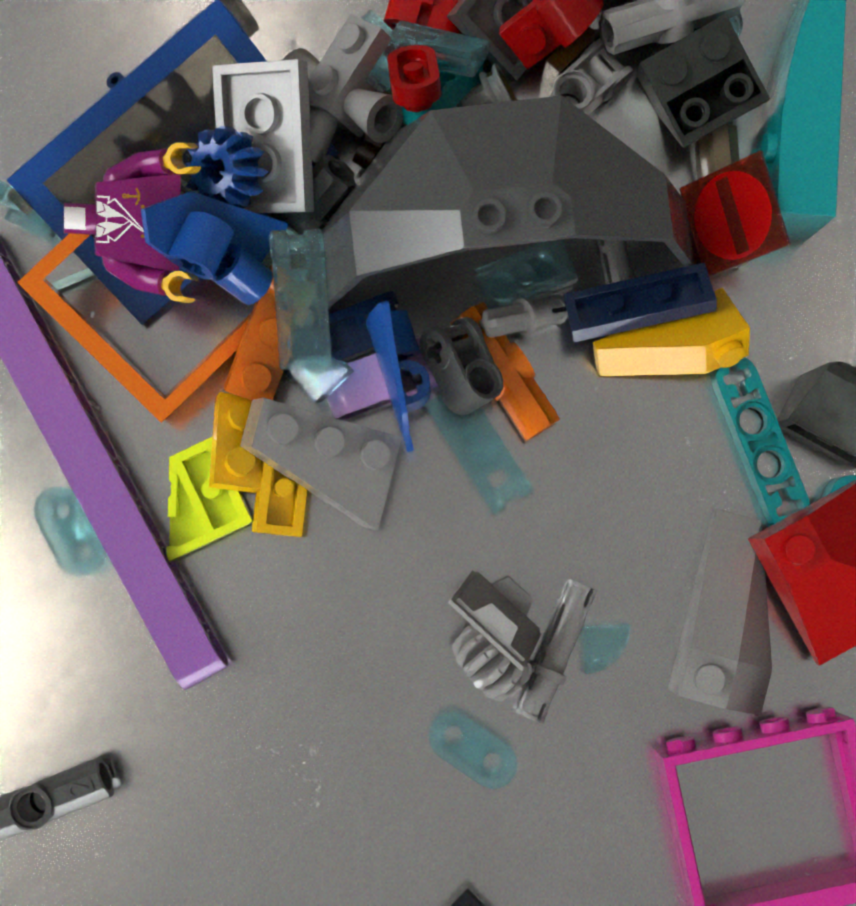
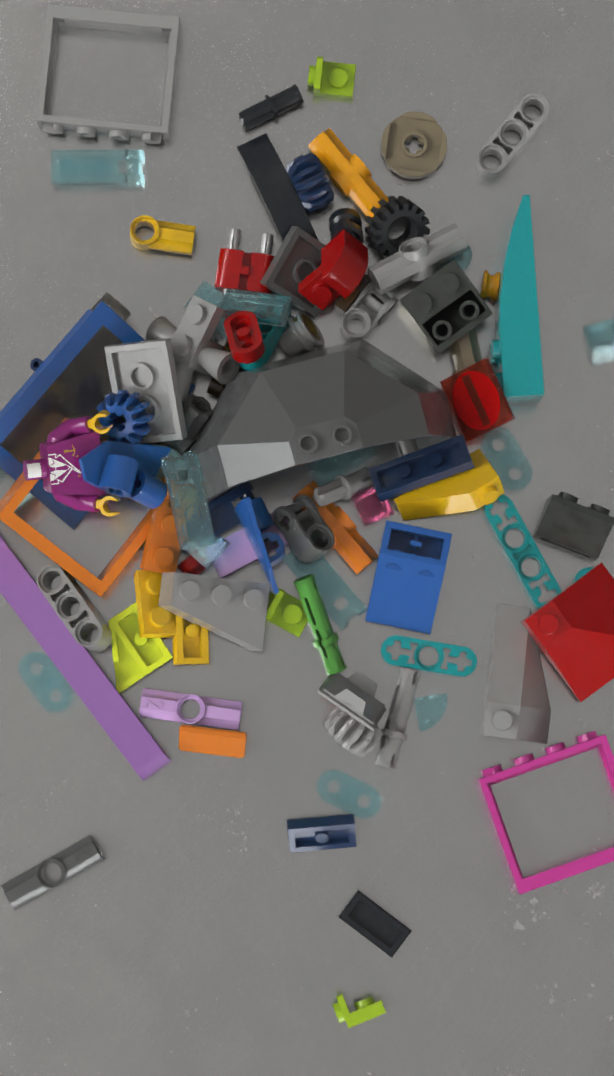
camera: 10 degrees left, 0 degrees up
(138, 446) = (63, 598): none -> light grey beam
(237, 590) = (168, 707): none -> lavender piece
(291, 645) = (212, 741): none -> orange slope
(296, 396) = (190, 566): none -> red plate
(422, 480) = (286, 612): none -> lime bracket
(426, 800) = (321, 833): none -> dark blue plate
(463, 493) = (324, 637): none -> bright green pin
(557, 350) = (370, 508): none -> clear pink slope
(599, 452) = (408, 577): none -> blue slope
(647, 567) = (451, 667): none -> teal beam
(760, 309) = (508, 458): none -> clear light blue plate
(766, 66) = (490, 285): none -> light orange bush

